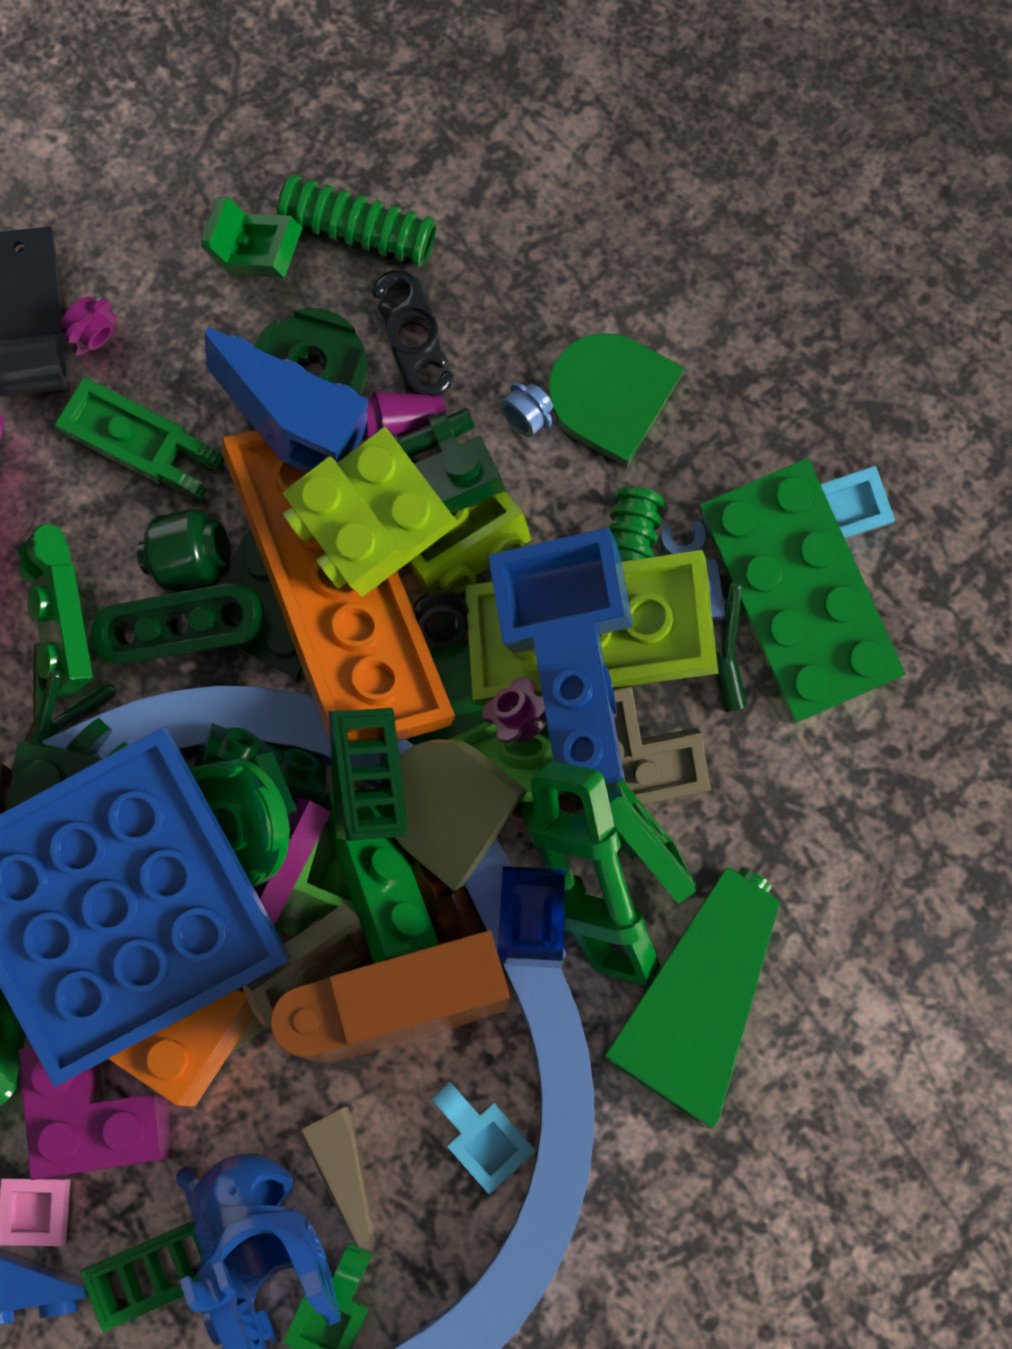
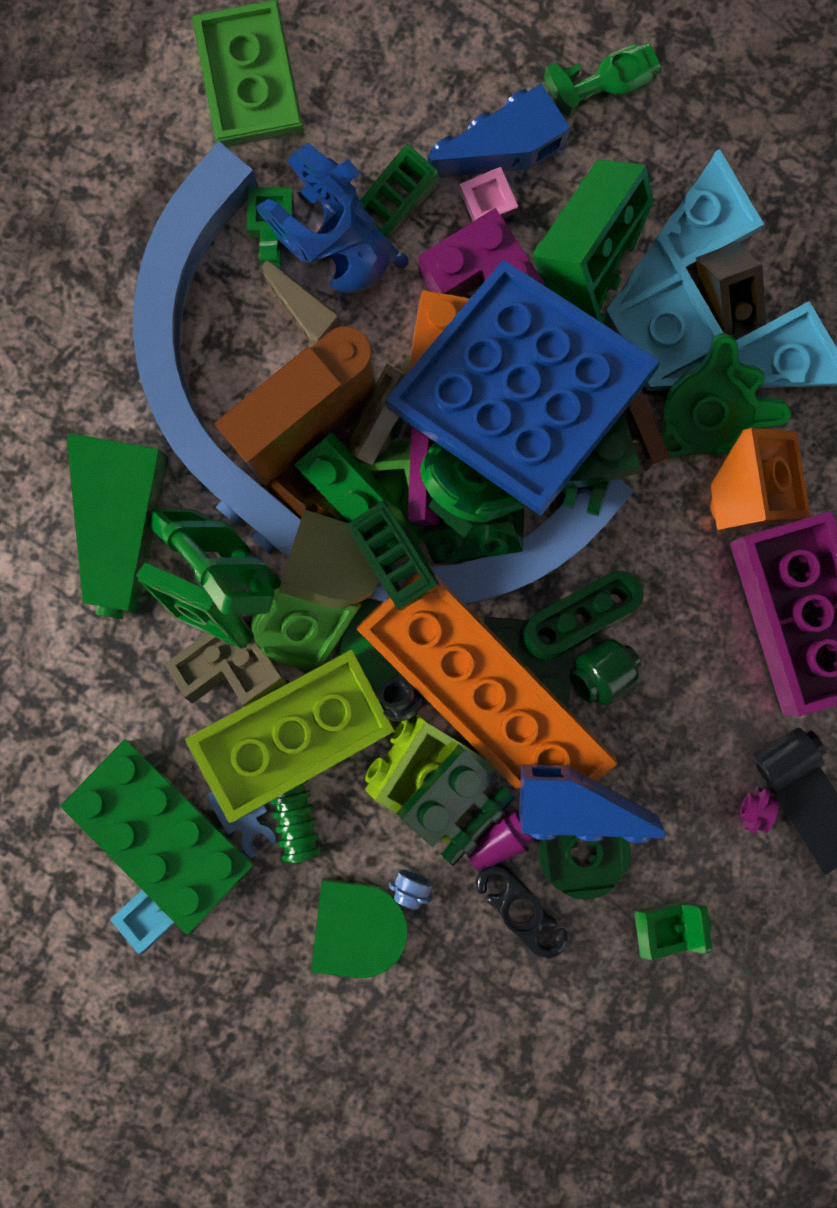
camera: 160 degrees right, 10 degrees up
(43, 703) = (642, 509): dark green plant -> none
(56, 608) = (674, 591): green hinge -> none
(135, 437) = (684, 741): green hinge -> none
(357, 220) = (603, 982): green piece -> none
(367, 513) = (483, 747): lime plate -> none
(487, 1141) = (219, 365): medium azure plate -> none
(516, 712) = (303, 650): magenta plate -> none
(532, 917) = (241, 511): clear blue slope -> none
(559, 603) = (313, 737): blue plate -> none
(728, 674) = (176, 740): dark green plant -> none

